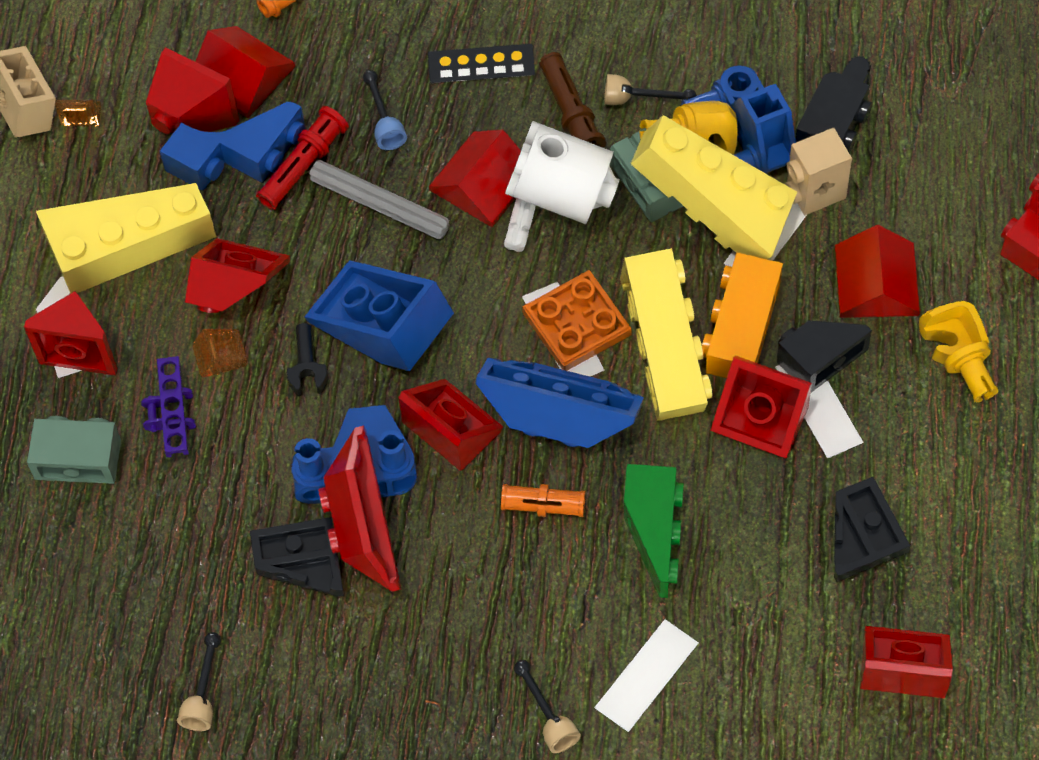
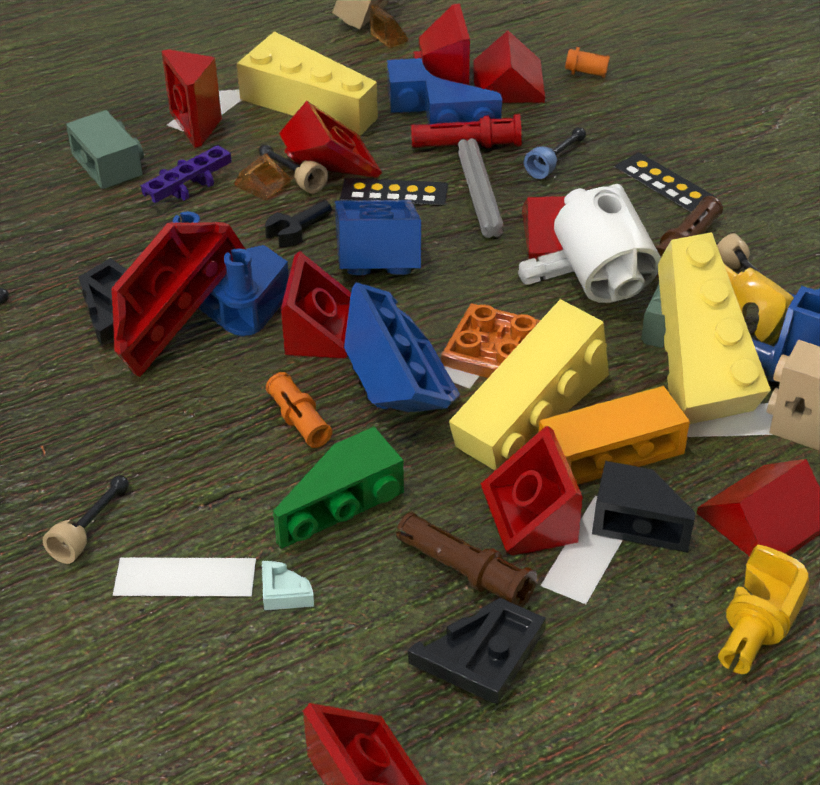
camera: 50 degrees right, 20 degrees down
(252, 315) = (302, 173): none -> tan hinge
(320, 263) = (381, 189): none -> black sticker
(710, 617) = (284, 587): none -> light aqua tile
(798, 484) = (483, 567): none -> reddish brown pin

